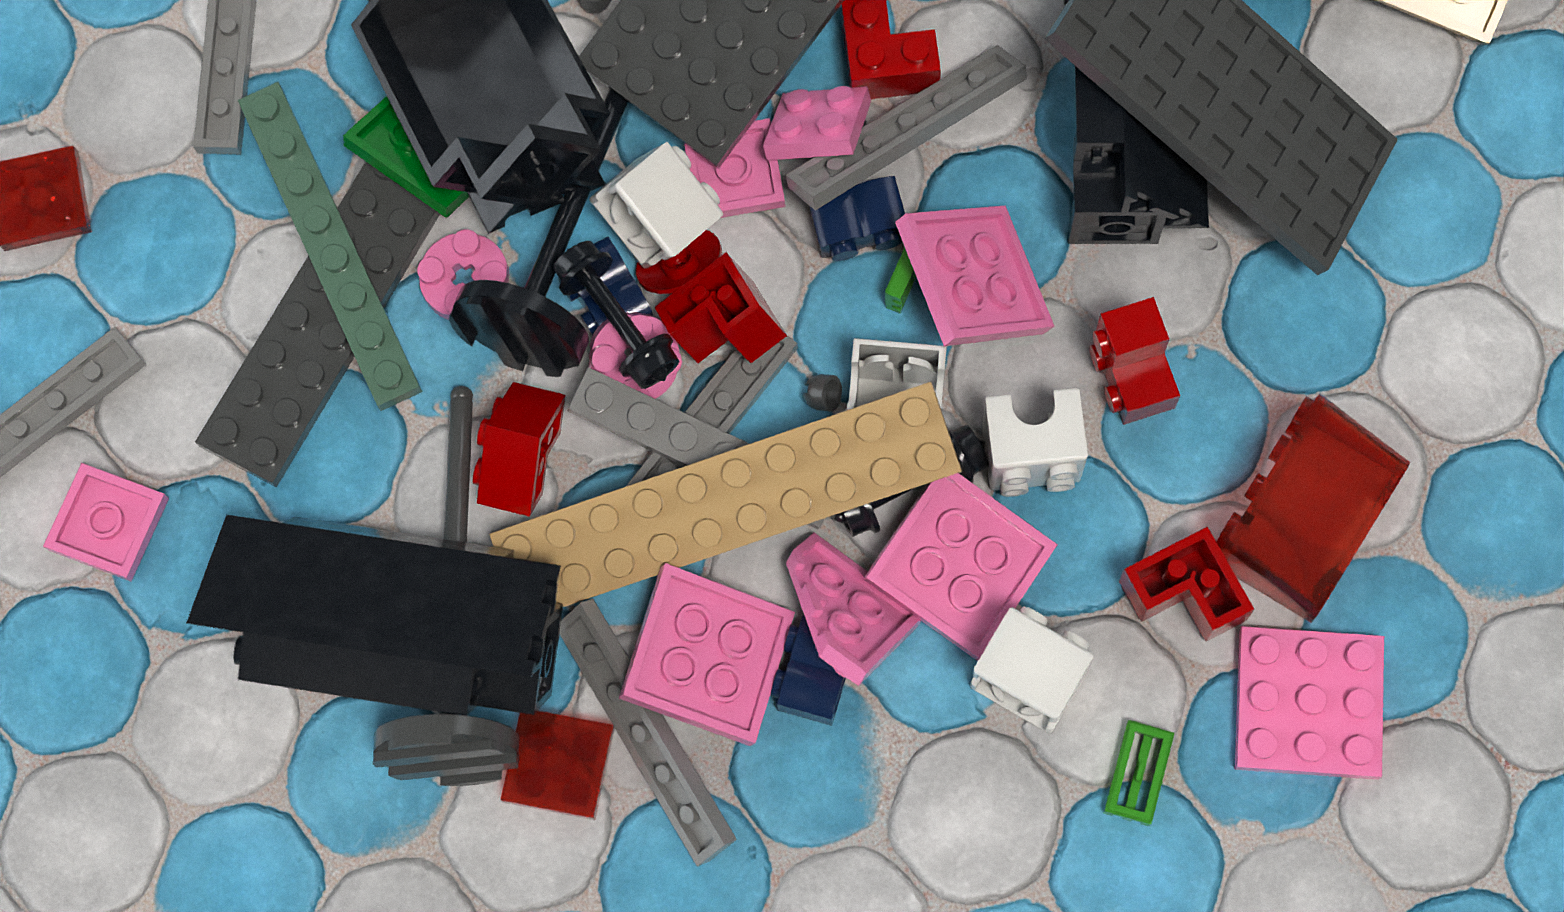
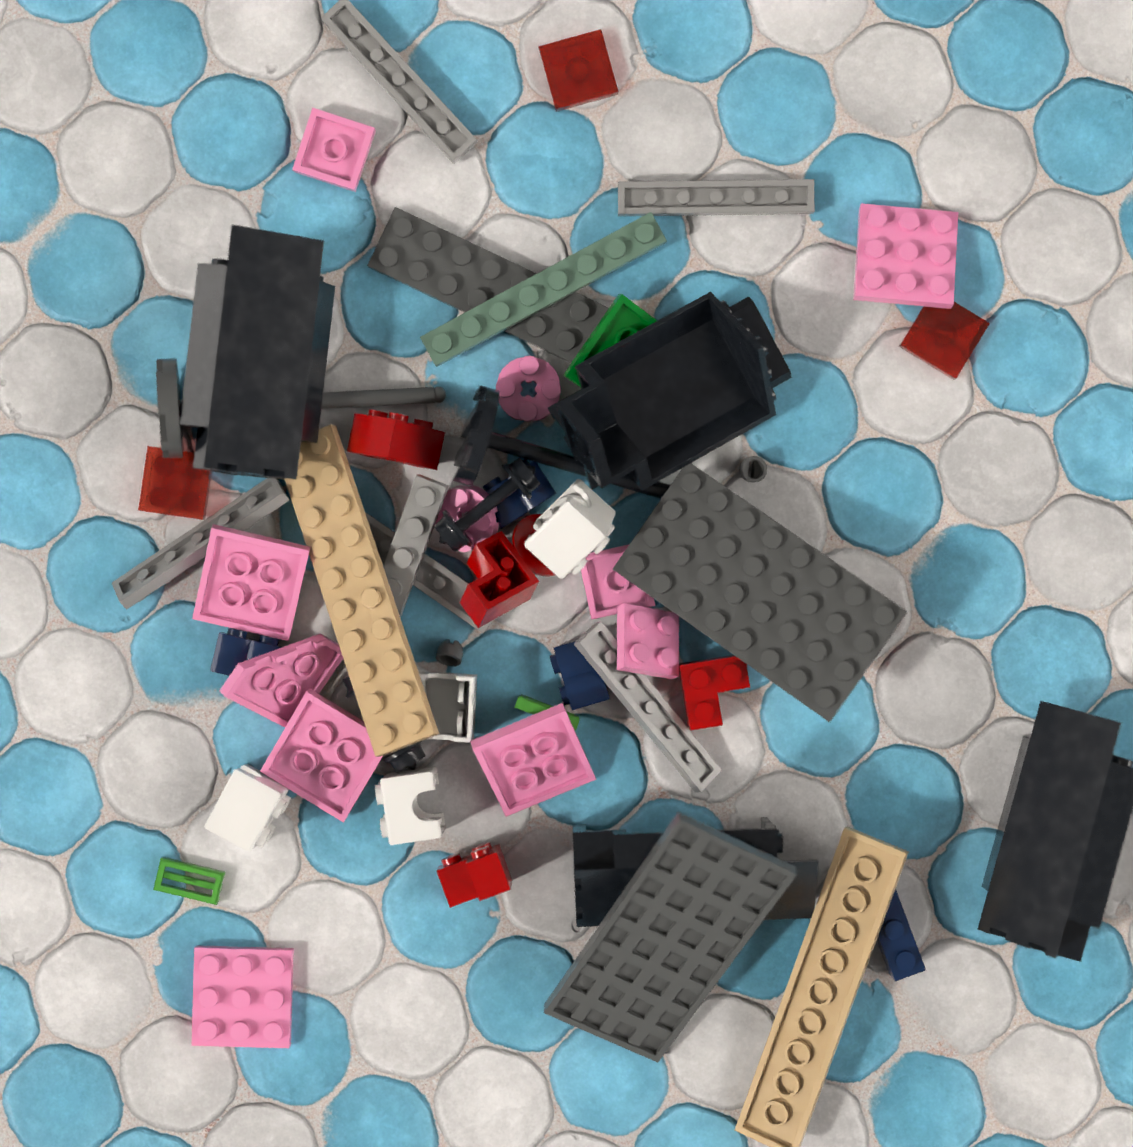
camera: 75 degrees right, 15 degrees up
(1191, 573) = (323, 914): red brick -> none
(1311, 507) = (374, 1001): clear red windscreen -> none

